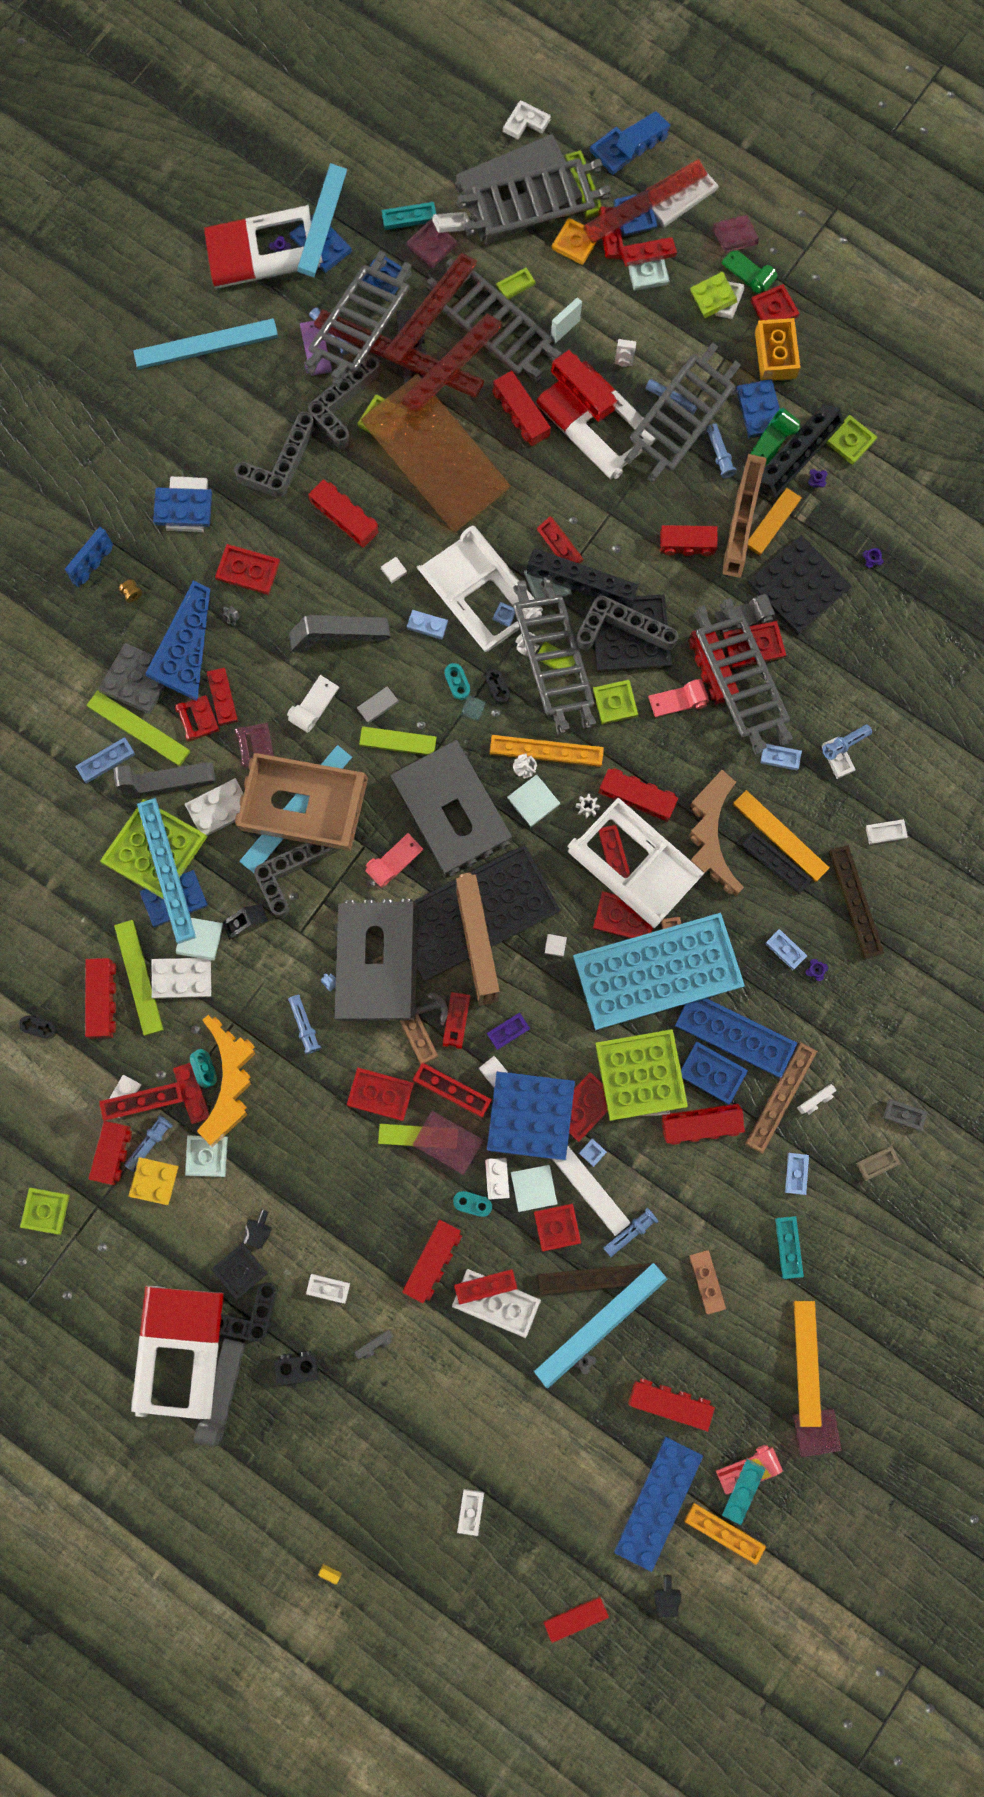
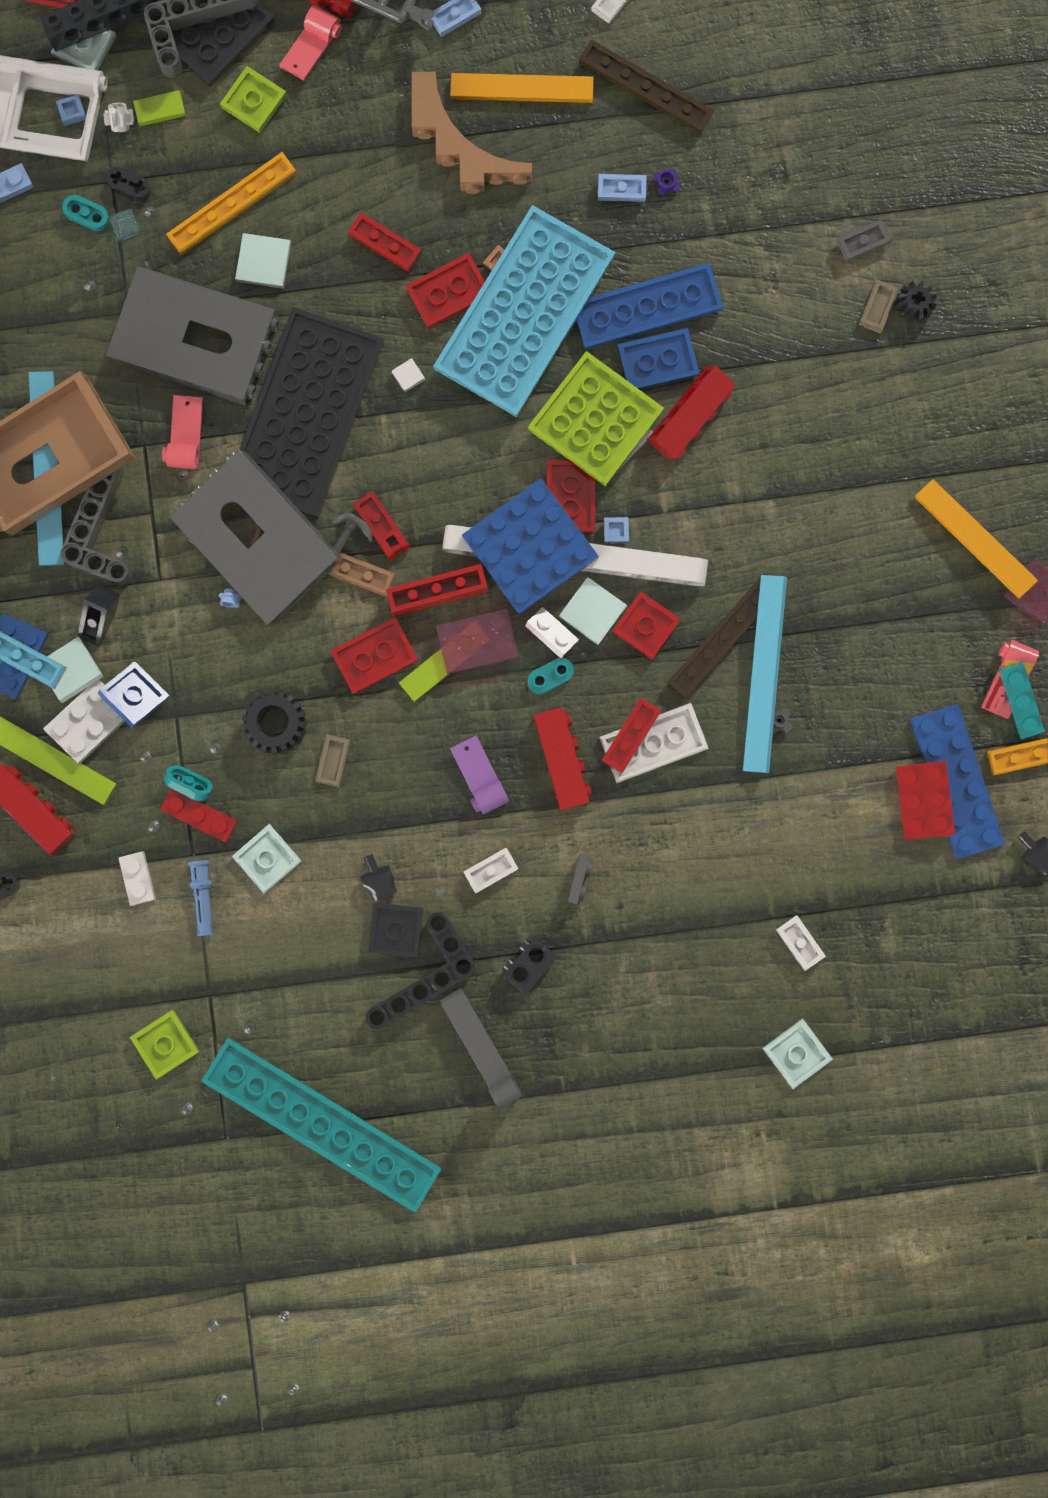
camera: 40 degrees left, 5 degrees up
(88, 1348) = (321, 1124): none -> teal plate
(110, 1153) = (175, 937): red brick -> none
(140, 1101) = (158, 863): red brick -> none
(153, 1181) = (239, 924): yellow plate -> none
(183, 1322) = (385, 1021): piece -> none
(220, 987) = (133, 694): none -> plate
(227, 1111) = (206, 744): light orange arch -> none
(278, 1064) = (265, 703): none -> black tyre
(298, 1134) = (333, 760): none -> dark tan tile
(308, 1035) = (254, 663): medium blue pin -> none
(330, 1574) = (727, 1112): yellow tile -> none
(374, 1225) = (479, 775): none -> medium lavender door
(377, 705) = (30, 303): light grey tile -> none
(397, 741) = (82, 320): lime tile -> none
(405, 1579) = (797, 1053): none -> light aqua tile
(477, 939) = (332, 427): medium nougat panel -> none
(508, 1031) = (438, 492): dark purple plate -> none
(524, 766) = (224, 234): white gear -> none
(550, 598) = (100, 54): dark grey bar -> none
(575, 1619) = (976, 946): red tile -> none
(587, 801) = (324, 222): white gear -> none
(627, 1497) = (925, 800): none -> red plate
(637, 1225) = (718, 557): medium blue pin -> none
(638, 794) = (355, 166): red brick -> none
(656, 882) = (447, 229): white piece -> none
(671, 1405) = (891, 685): red brick -> none
(707, 1282) = (823, 550): nougat plate -> none
(776, 862) = (540, 116): black tile -> none
(781, 1098) = (739, 327): medium nougat tile -> none
(789, 1247) = (867, 452): teal plate -> none
(797, 1173) = (815, 381): light blue plate -> none
(811, 1104) = (776, 288): white plate -> none
(899, 1174) = (924, 299): none -> black gear

